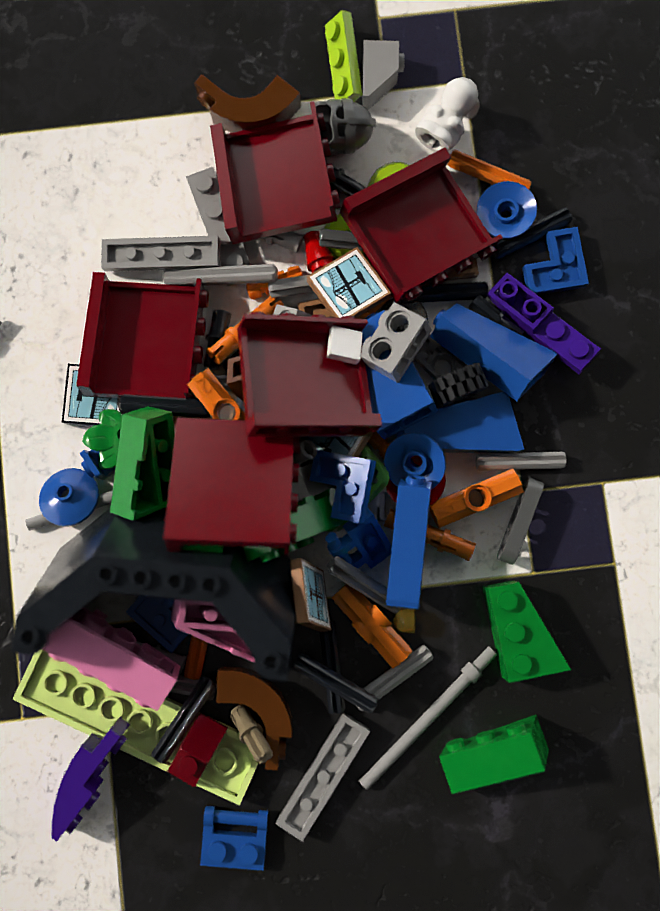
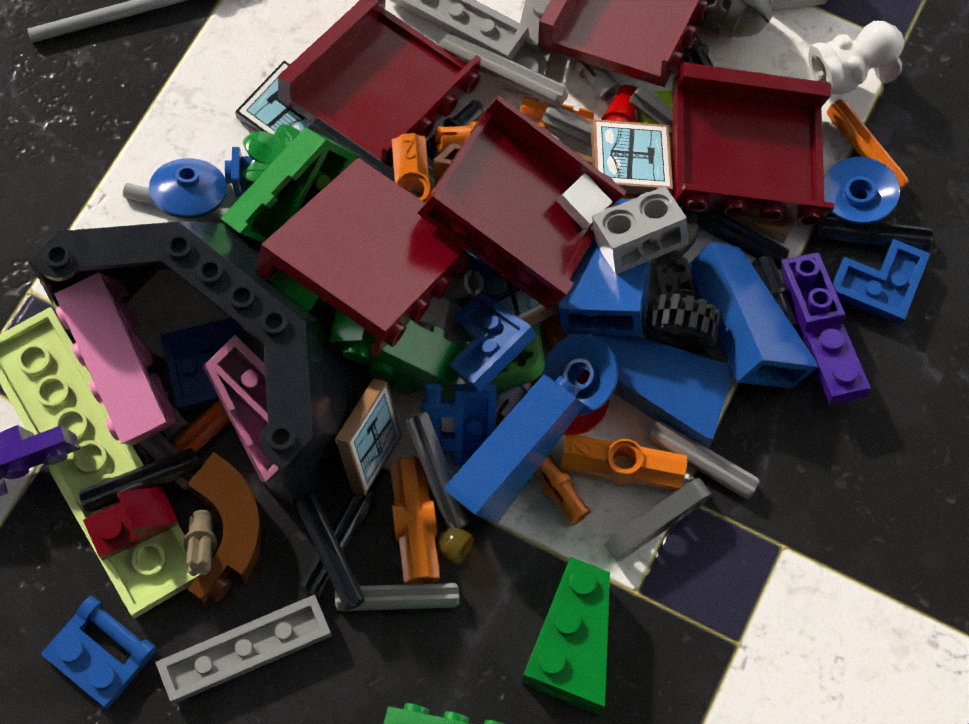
camera: 30 degrees right, 15 degrees down
(470, 674) = (489, 651): light grey bar -> none

